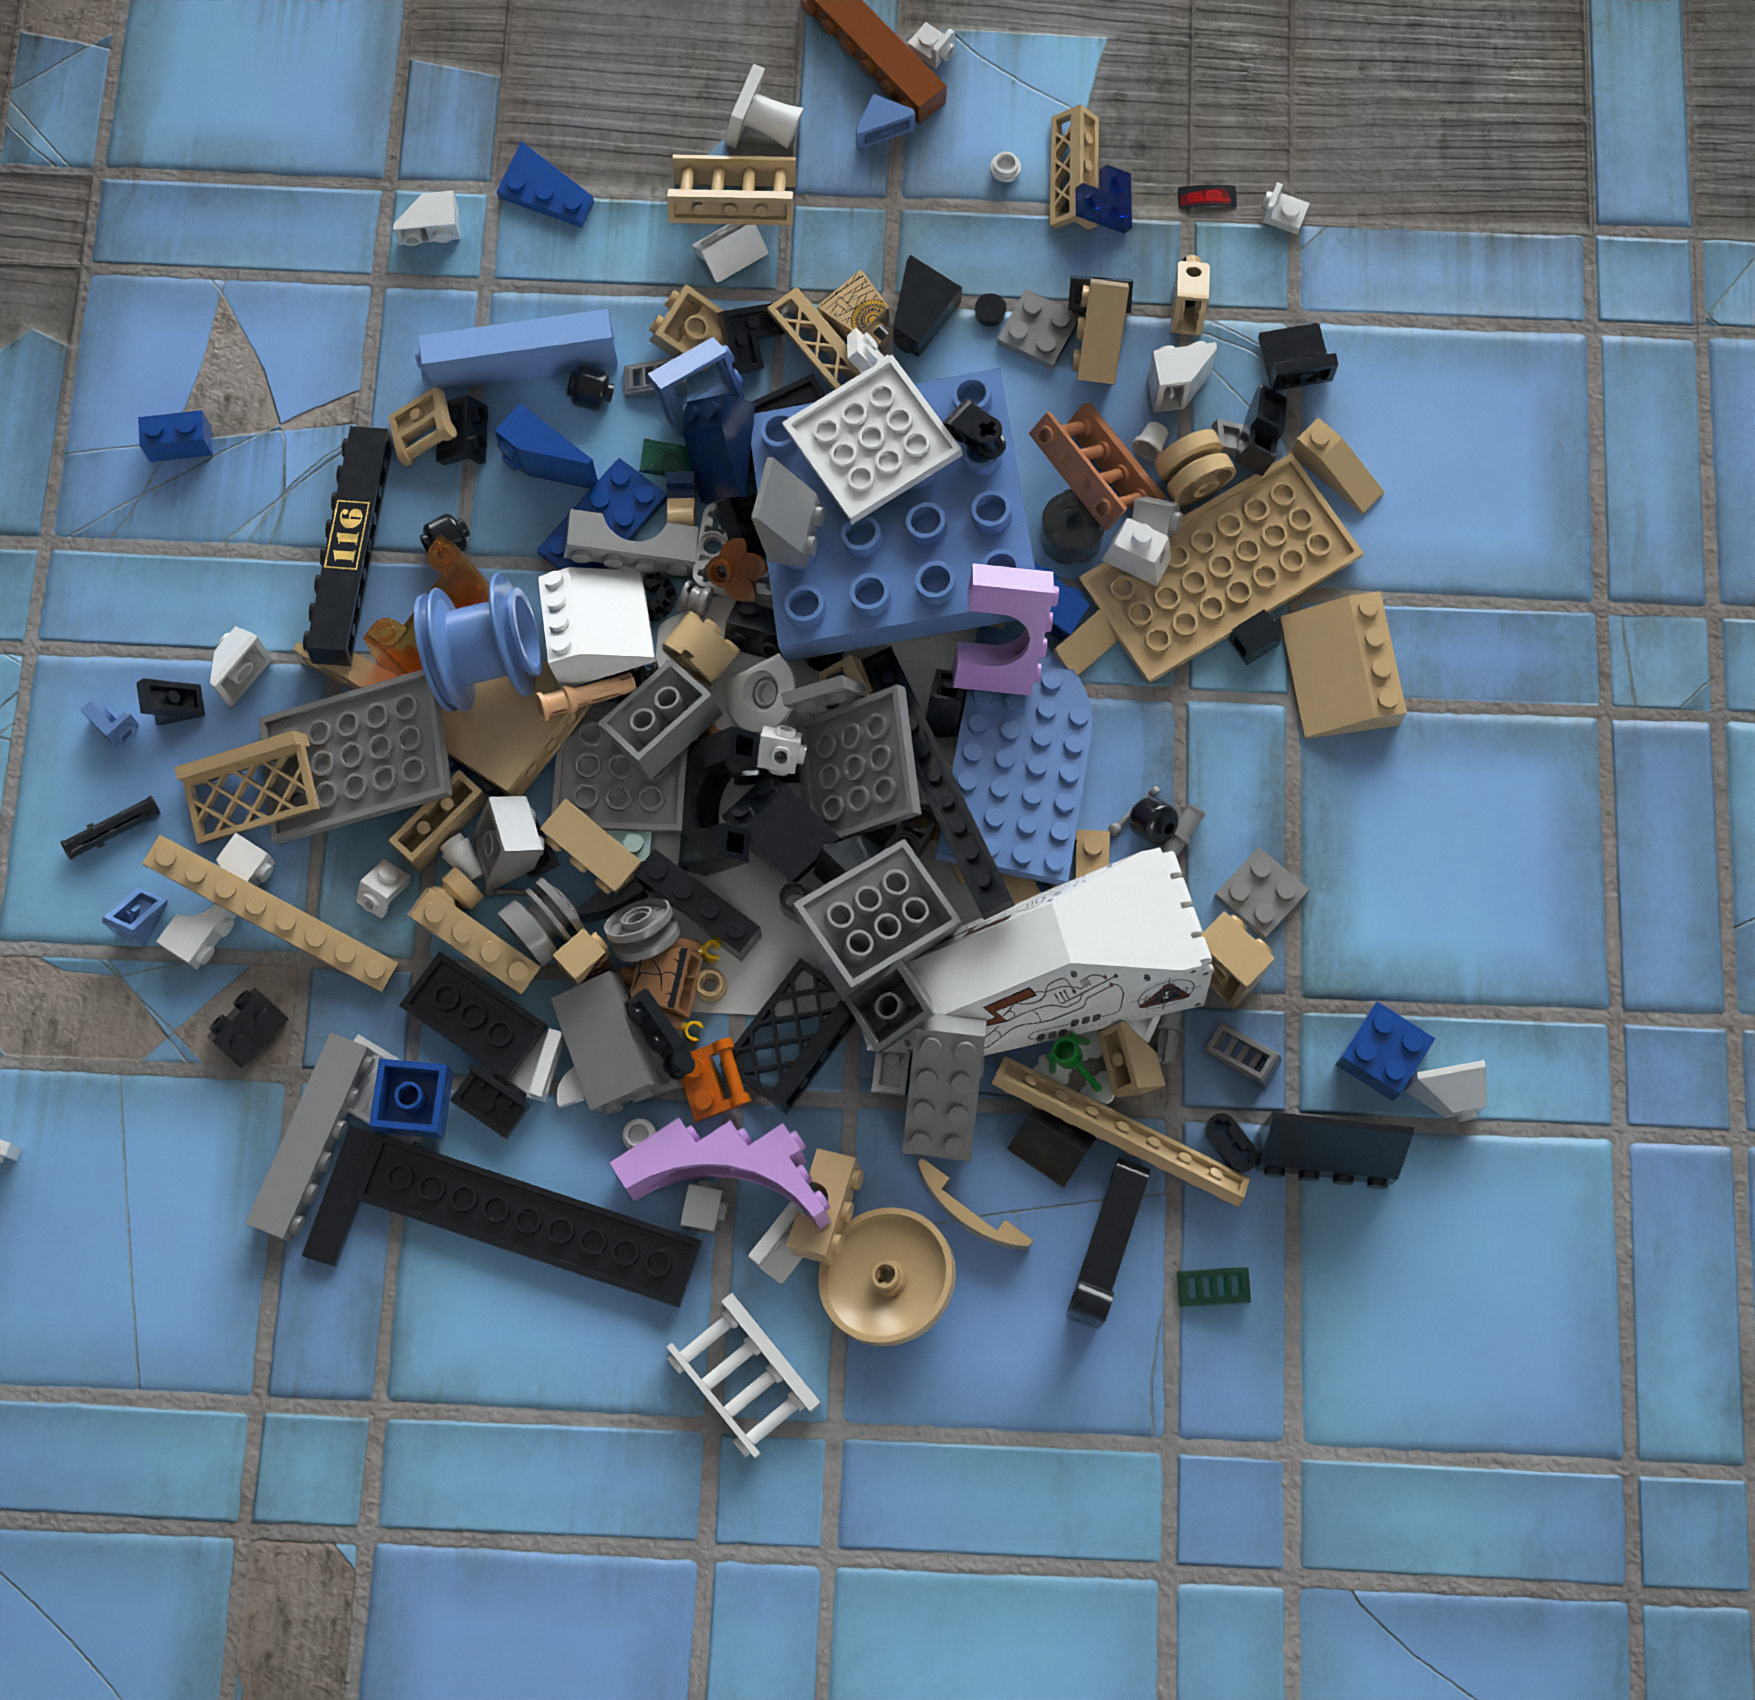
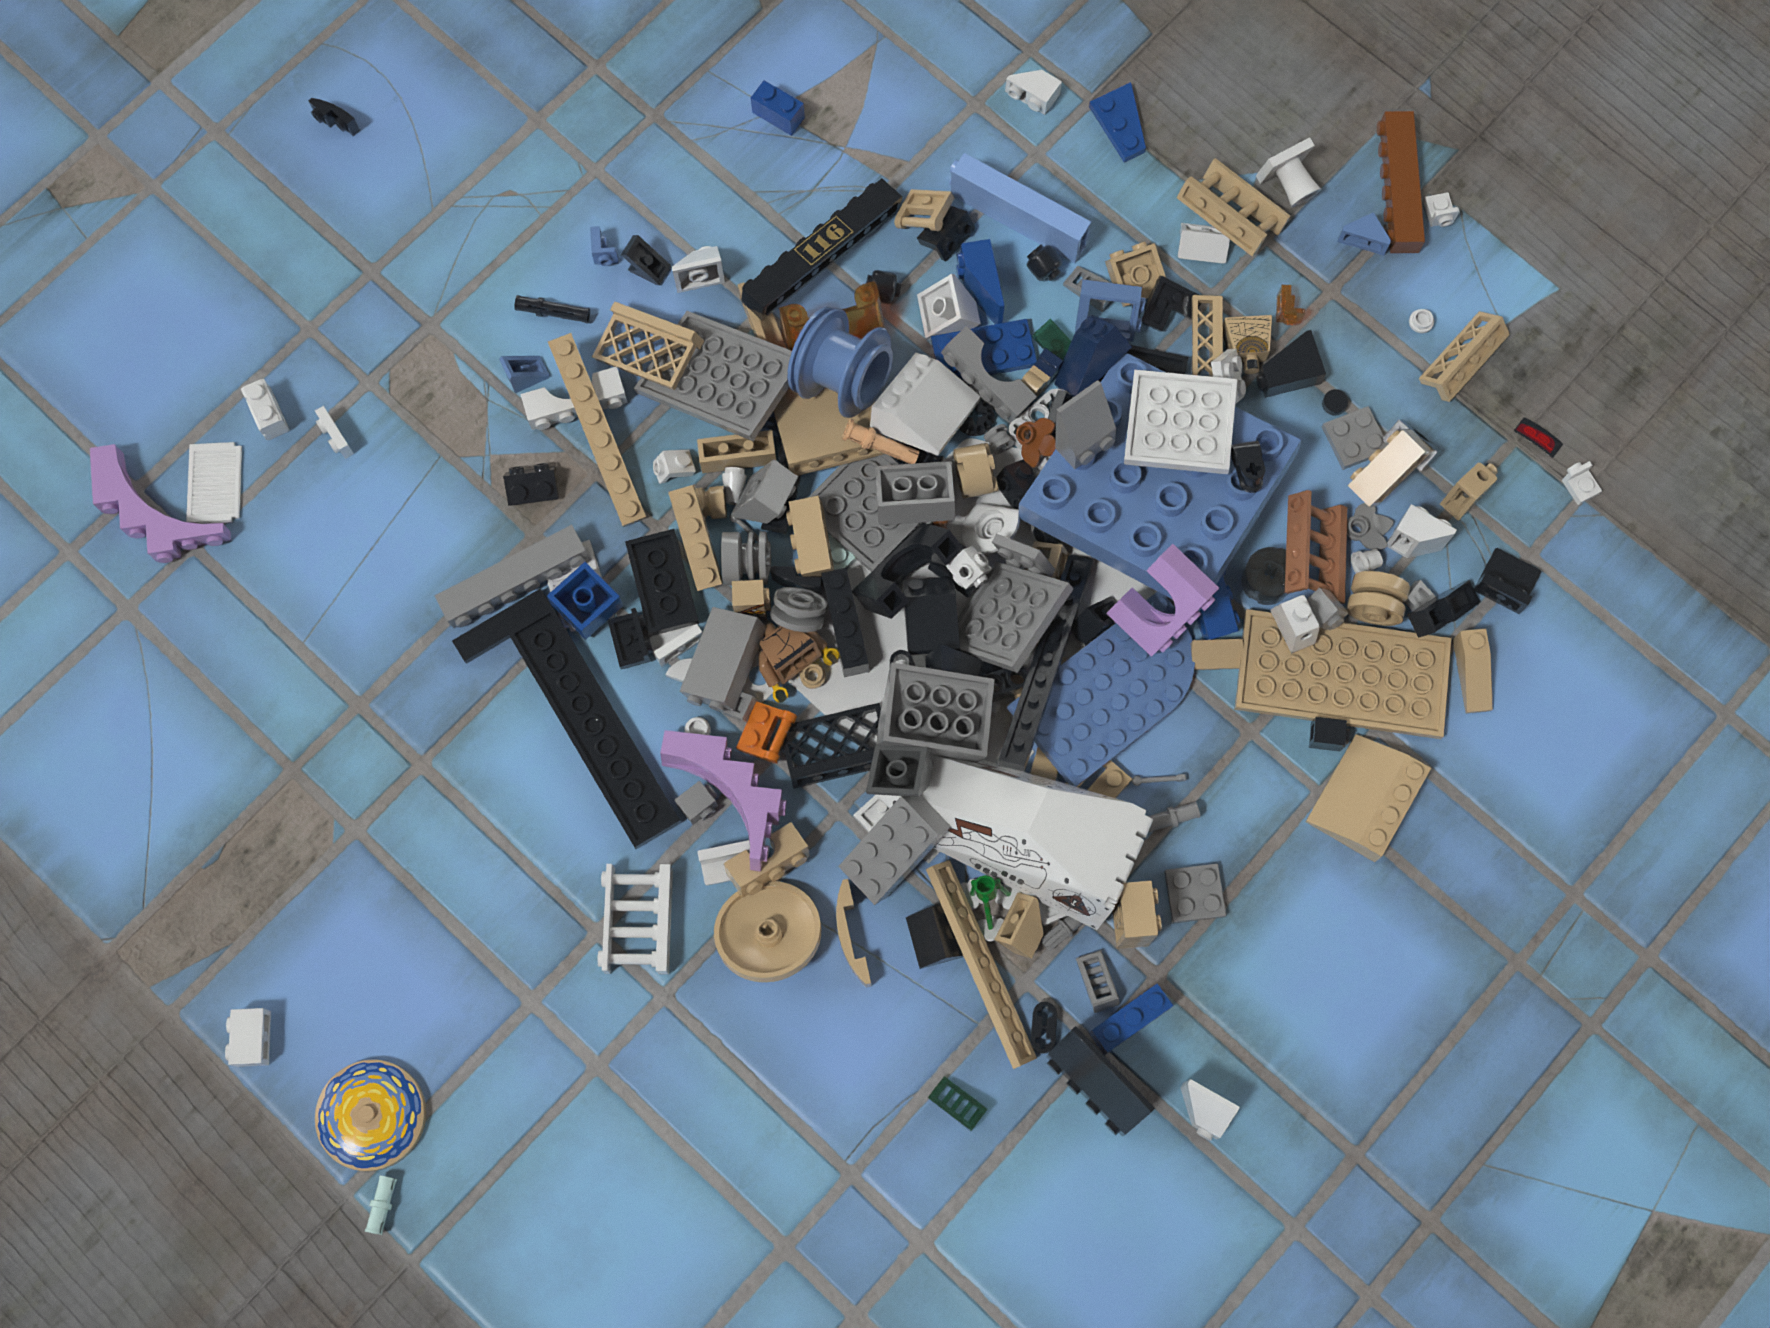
camera: 40 degrees right, 0 degrees up
(529, 508) = (947, 307): none -> white slope
(661, 1034) = (756, 679): black hinge -> none
(864, 252) = (1285, 307): none -> clear orange bracket
(1107, 1245) = (881, 1044): black beam -> none
(1111, 203) = (1468, 394): clear blue plate -> none
(1126, 404) = (1371, 527): none -> light grey plate
(1151, 820) = (1164, 794): black head -> none
(1307, 1063) = (1130, 1019): none -> blue brick
(1385, 1051) = (1187, 1051): blue brick -> none

